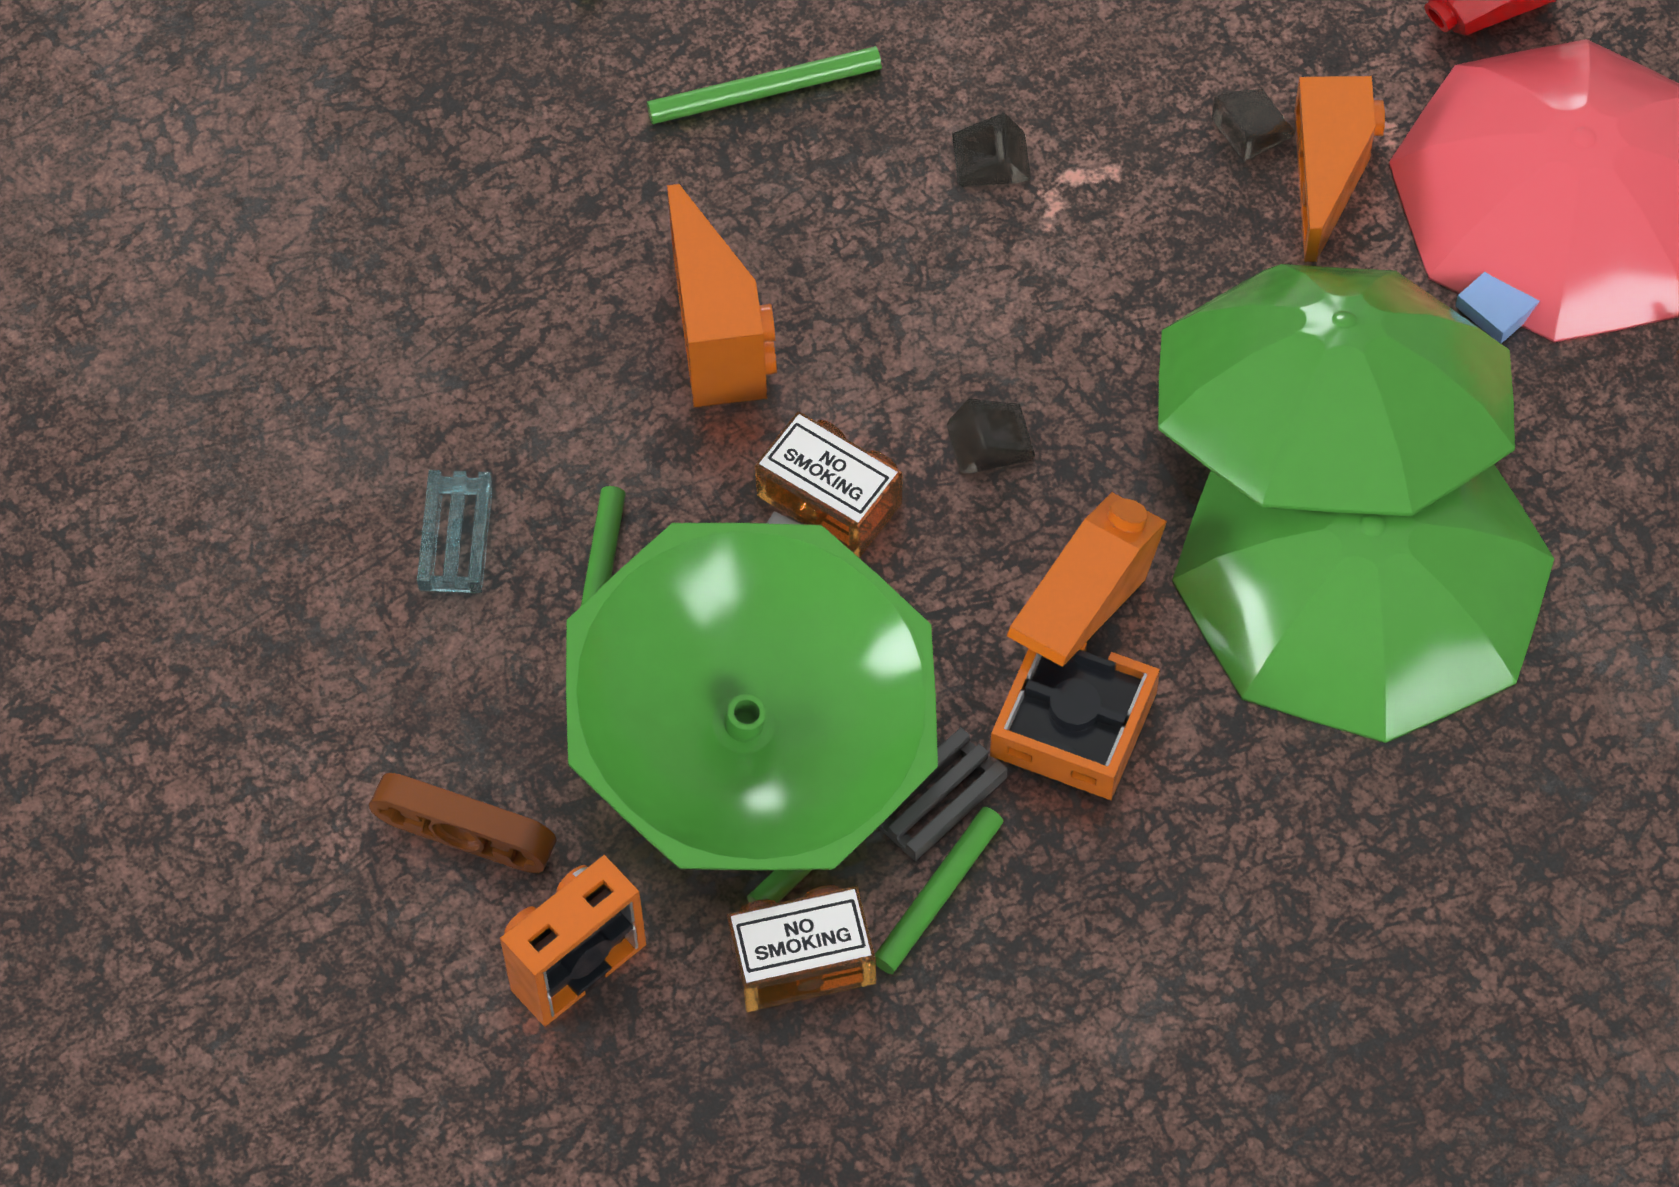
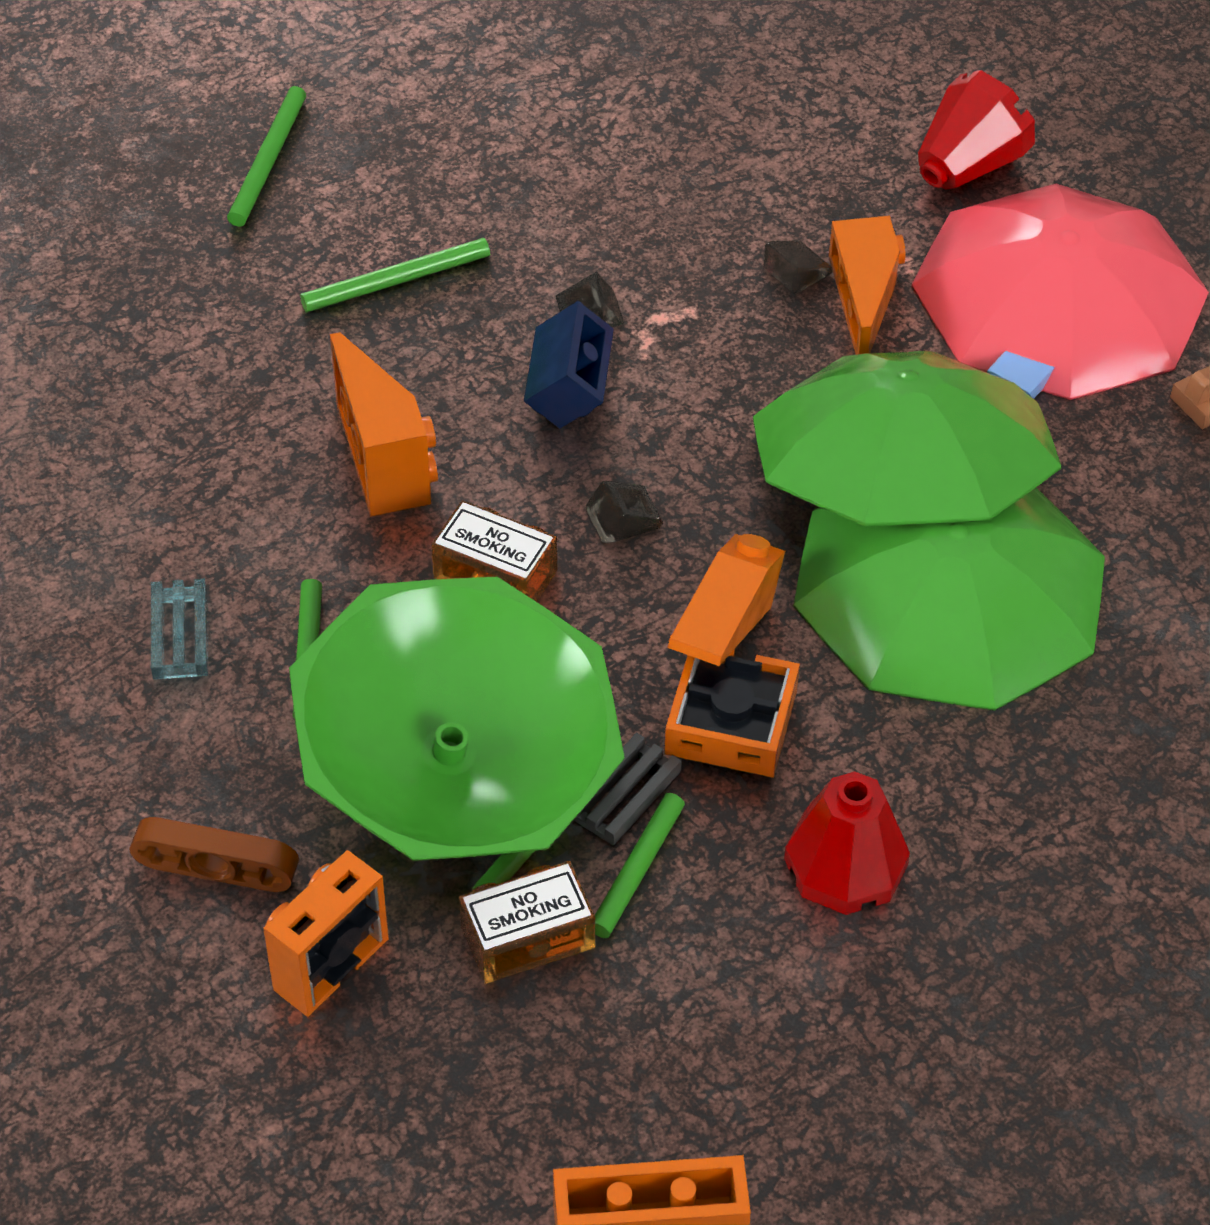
camera: 10 degrees left, 10 degrees down
(951, 239) = (569, 365): none -> dark blue brick
(1179, 904) = (848, 846): none -> red cone

